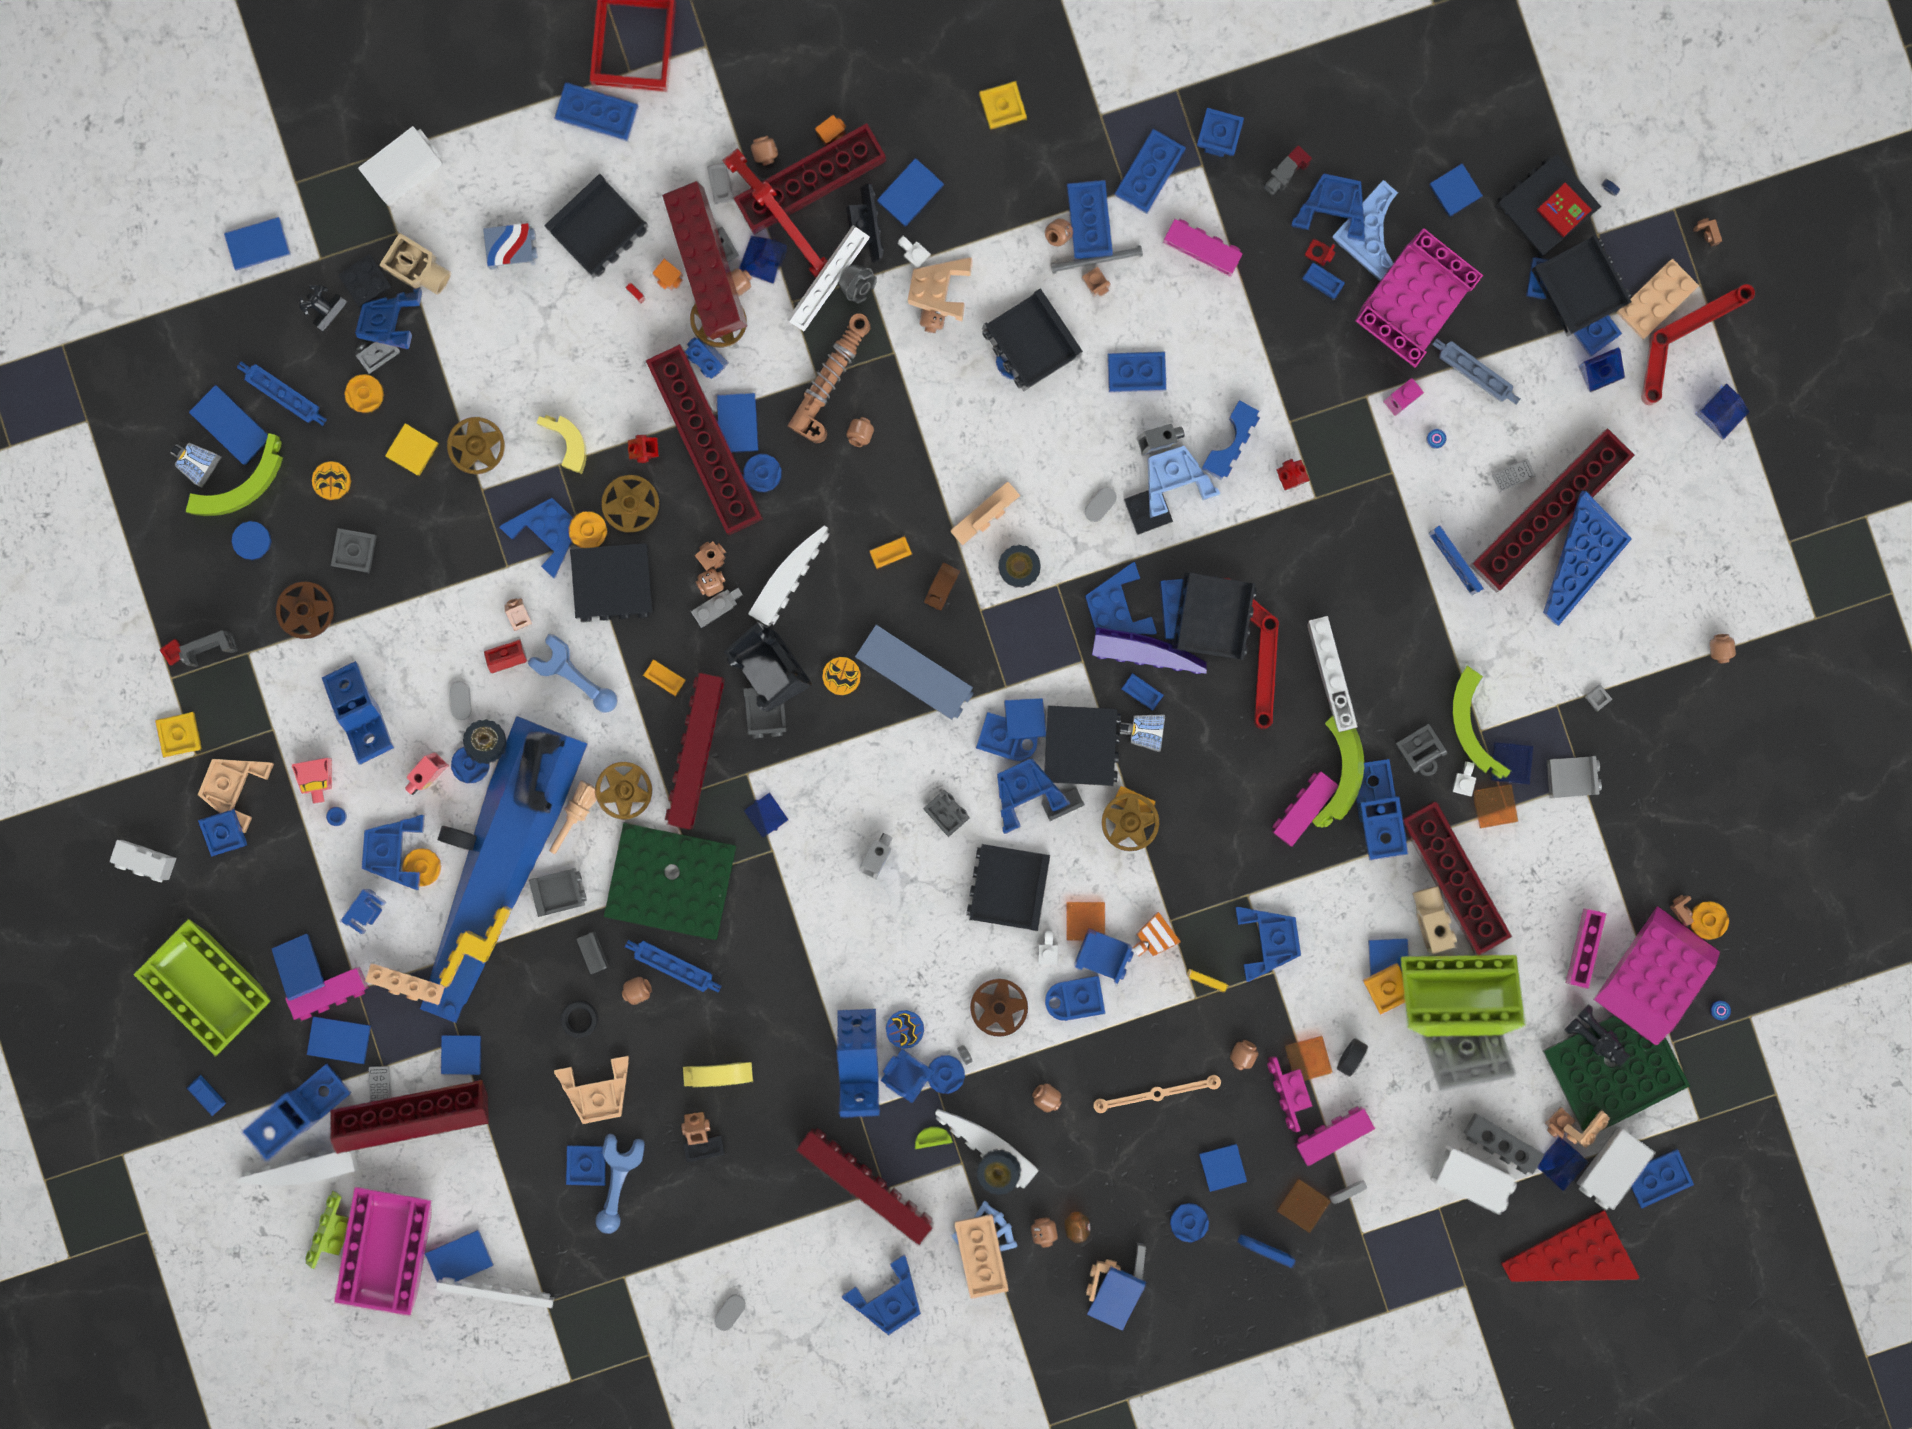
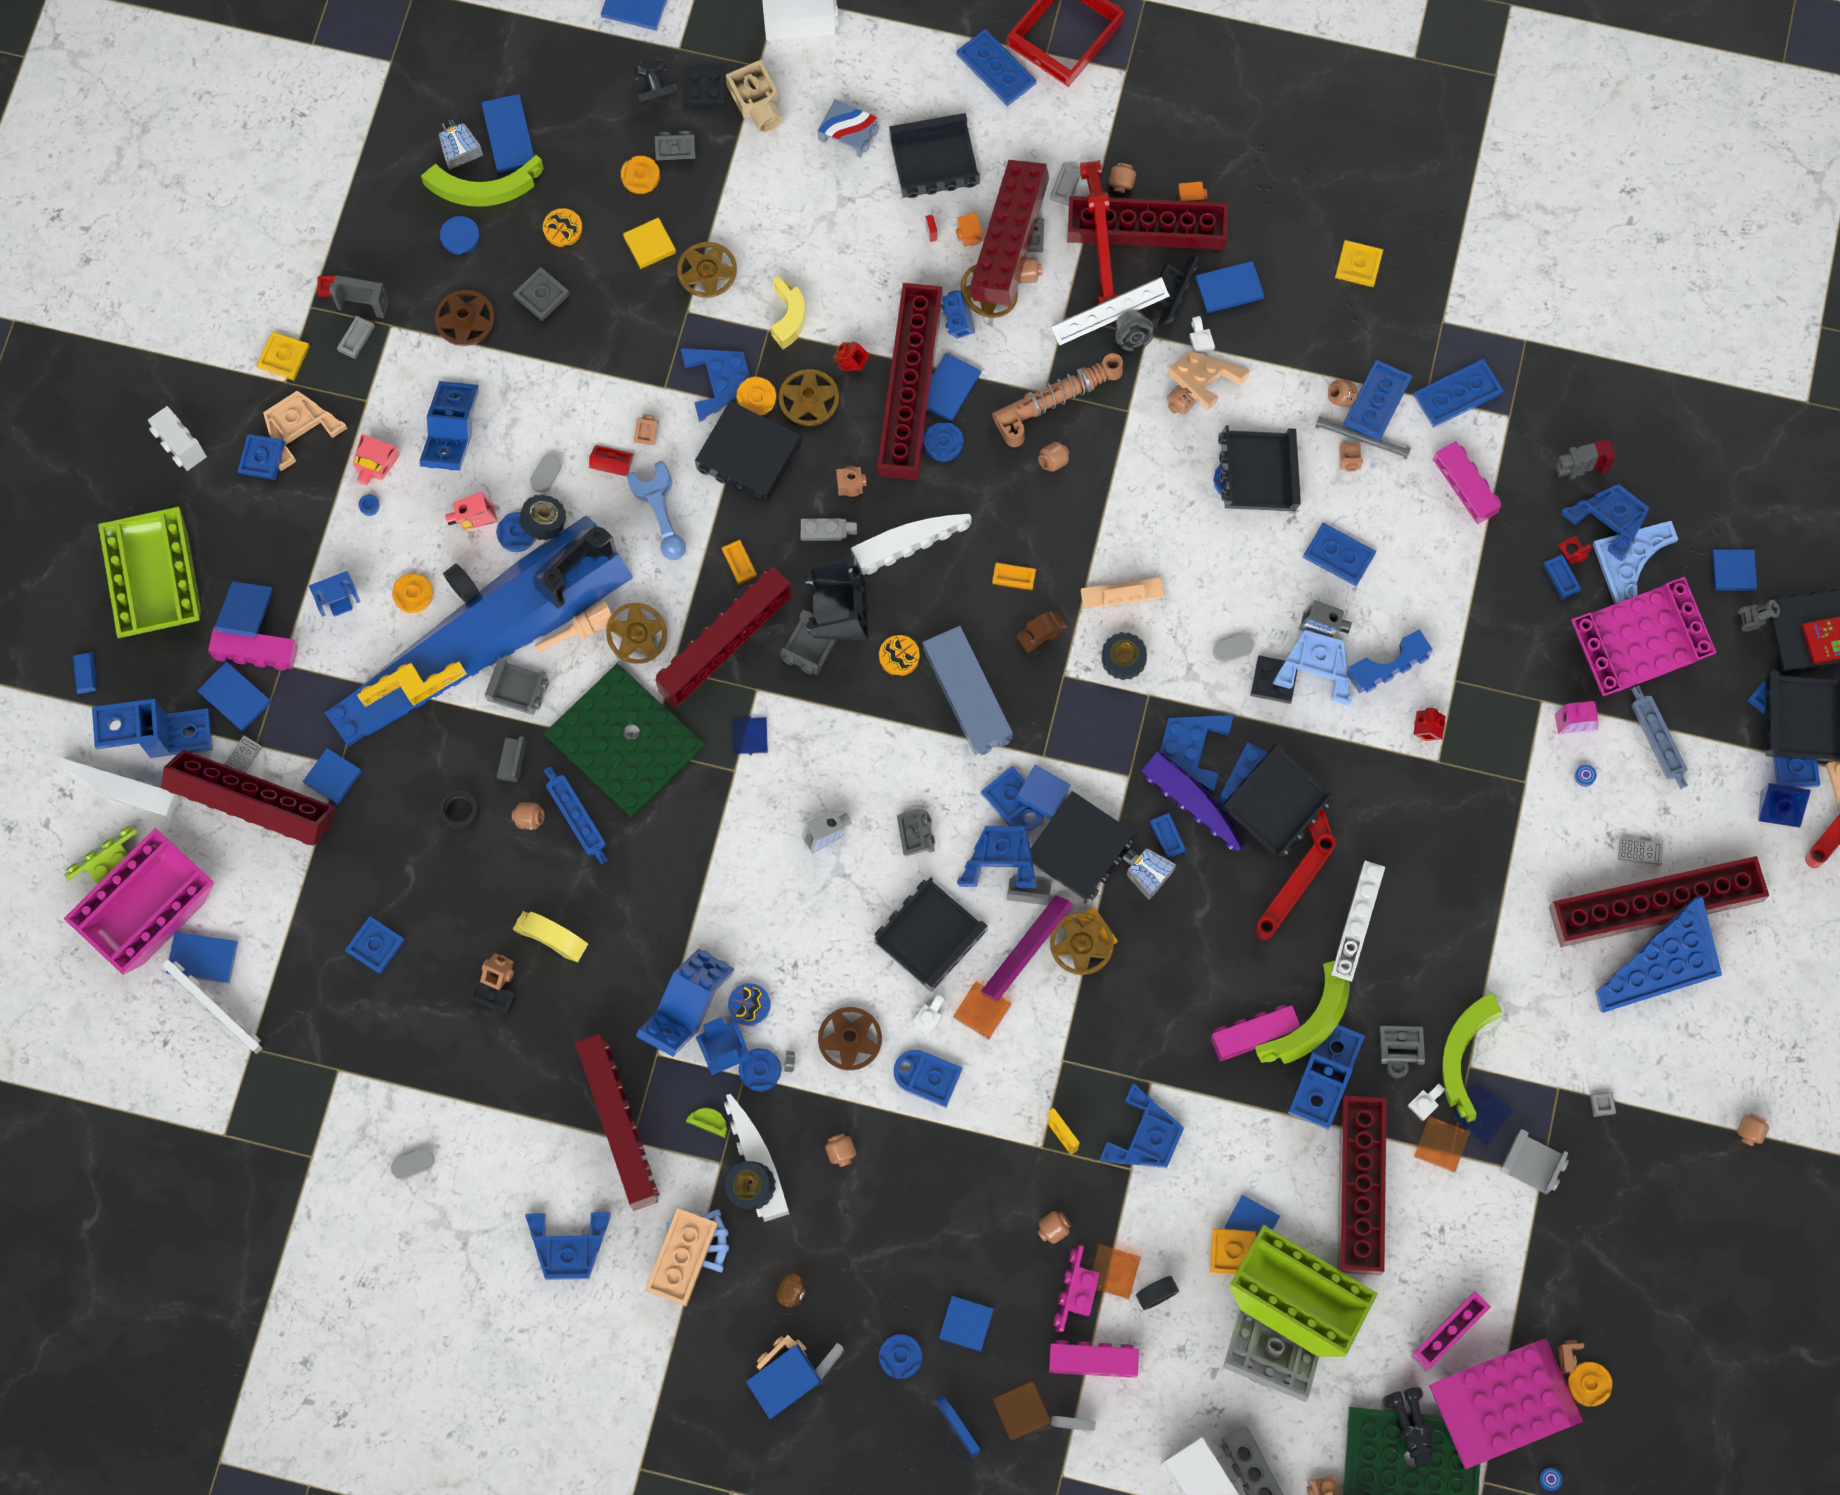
camera: 30 degrees right, 15 degrees down
(226, 681) = (355, 337): none -> light grey tile
(282, 393) = (570, 133): blue plate -> none
(379, 319) = (695, 120): blue wing -> none
(384, 851) = (390, 556): blue wing -> none
(399, 982) = (326, 680): light nougat bracket -> none
(598, 1099) = (427, 892): light nougat wing -> none
(620, 1163) = (361, 1004): medium blue piece -> none
(710, 582) = (835, 503): nougat head -> none
(763, 258) = (1064, 266): clear blue slope -> none
(1044, 1232) = (756, 1274): nougat head -> none
(1090, 852) = (1026, 948): none -> magenta tile
(1104, 955) = (979, 1050): blue panel -> none
(1155, 937) = (1039, 1064): torso -> none
(1212, 1082) = (1007, 1235): light nougat piece -> none
(1220, 132) = (1543, 394): blue panel -> none
(1431, 914) = (1316, 1205): tan brick -> none
(1455, 560) = (1538, 891): blue tile -> none
(1495, 222) = (1756, 615): none -> dark grey connector

